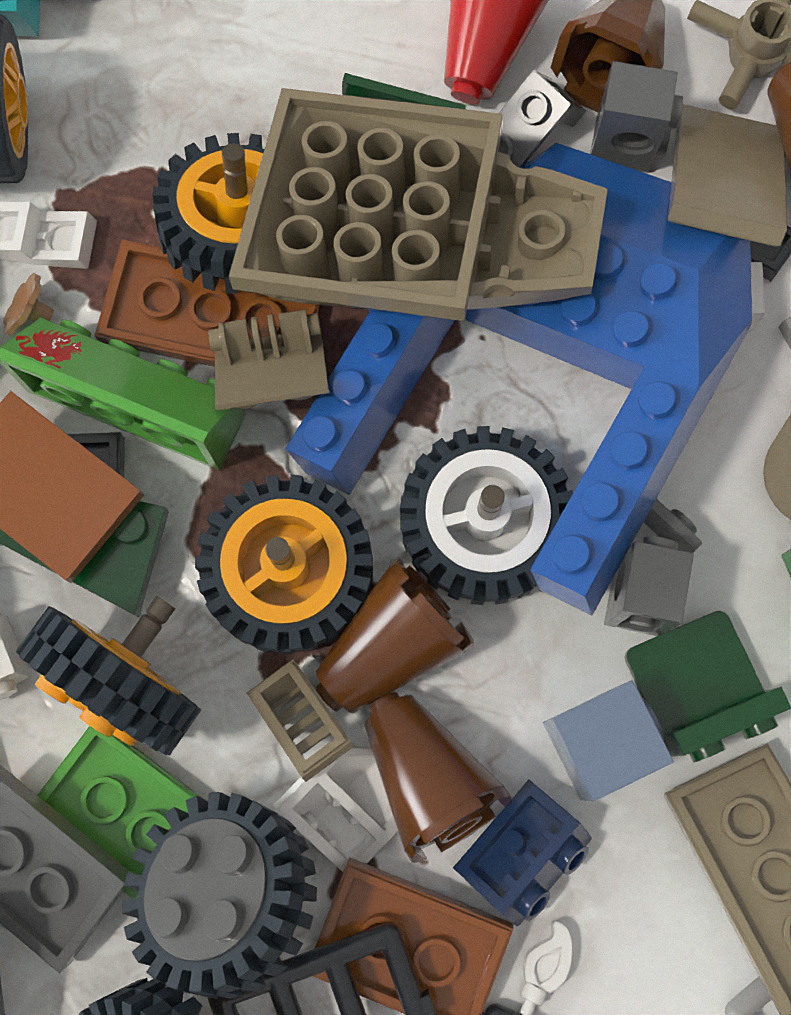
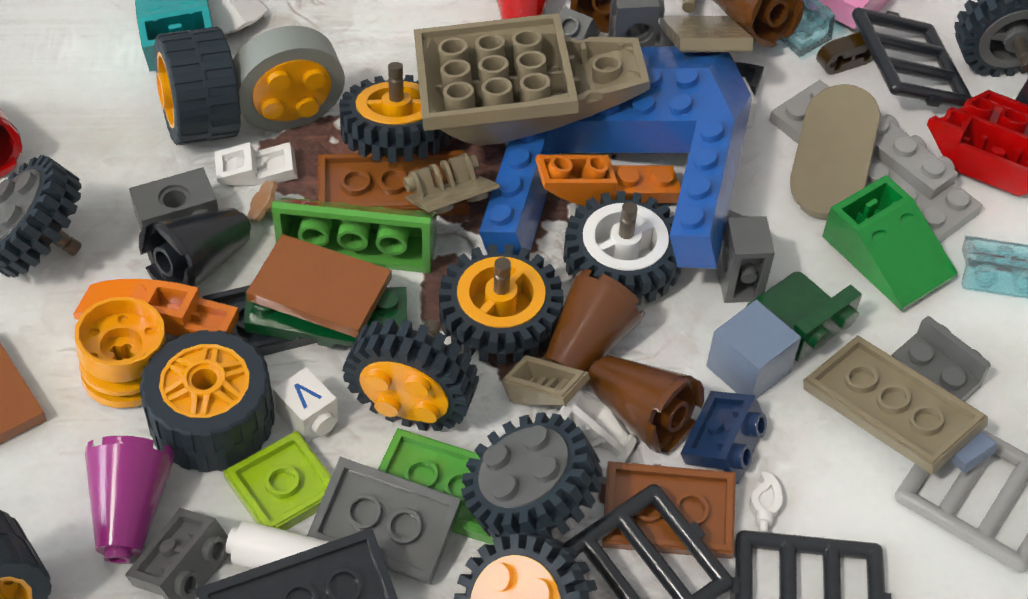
camera: 20 degrees left, 25 degrees down
(92, 114) = (288, 78): none -> wheel
(485, 394) = (589, 176): none -> orange slope

